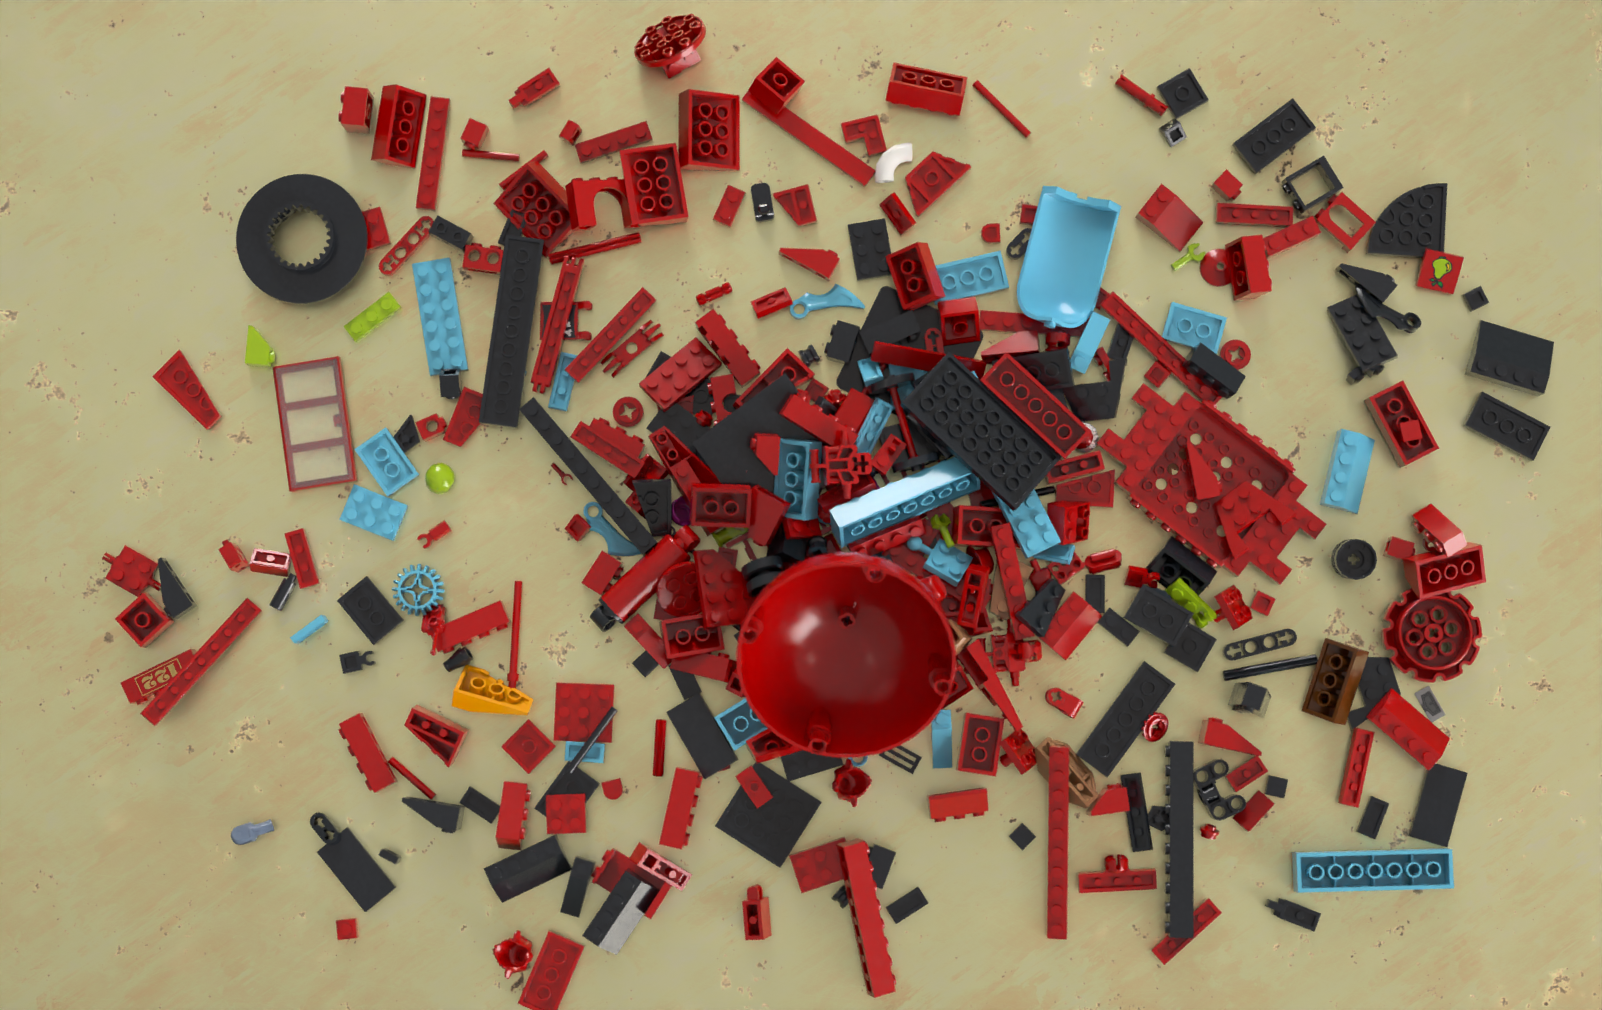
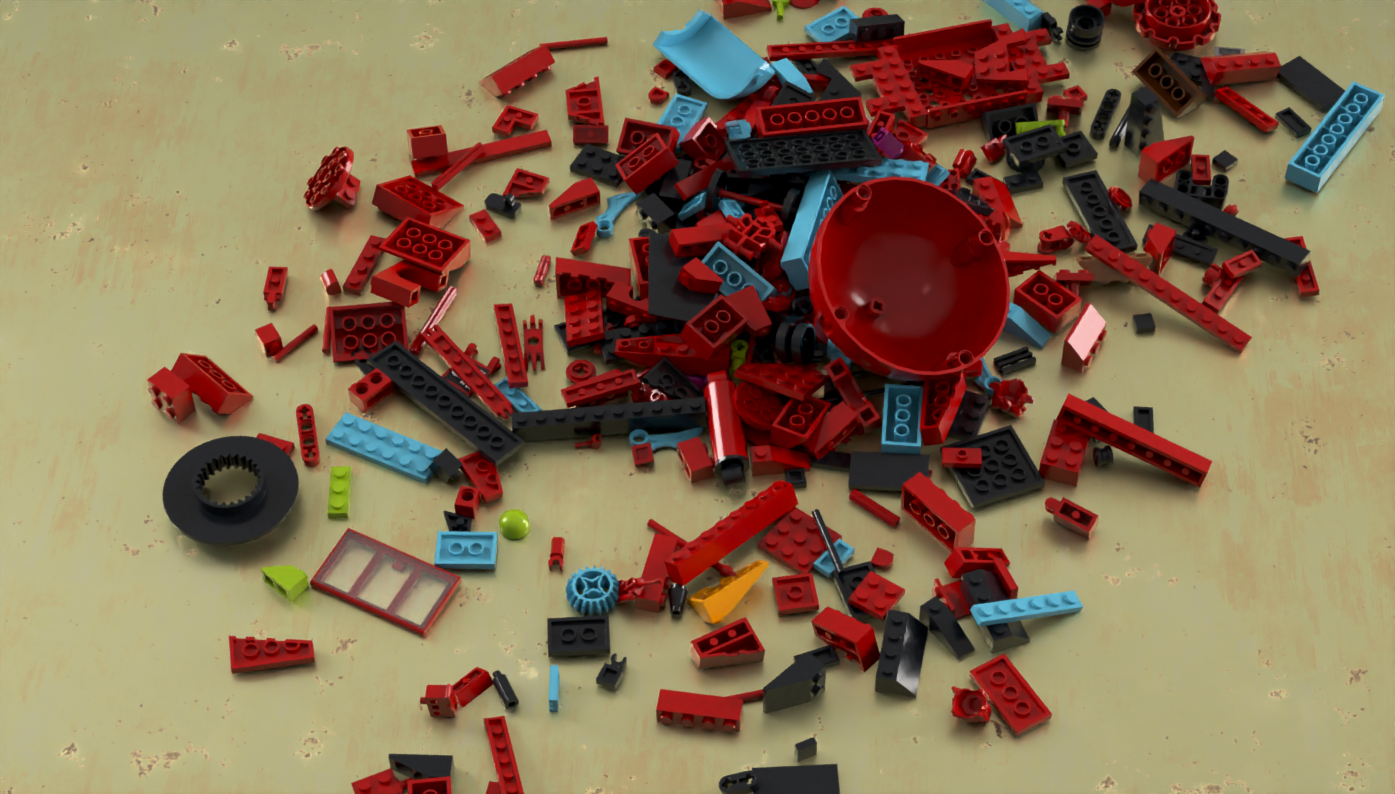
camera: 50 degrees left, 35 degrees down
(302, 558) = (488, 658): red plate -> none
(373, 512) = (498, 586): medium azure plate -> none
(433, 153) = (255, 377): red plate -> none
(450, 234) = (329, 398): black brick -> none
(543, 660) = (731, 532): none -> red brick
(632, 940) = (1026, 608): none -> medium azure plate
(748, 550) = (764, 352): none -> black piece
(773, 131) = (458, 166): none -> red axle
(885, 296) = (646, 163): none -> red slope
(890, 160) = (548, 117): white cylinder -> none
(978, 349) = (738, 129): none -> medium azure plate
(1051, 494) = (888, 143): none -> magenta brick
(1081, 715) = (1078, 232): none -> red gear
(1142, 884) = (1242, 264): none -> red plate
(1157, 374) = (849, 59): red plate -> none
(1255, 809) = (1237, 183): red slope -> none
(1294, 913) = (1335, 199): black hinge -> none
(1340, 521) = (1050, 24): none -> black plate

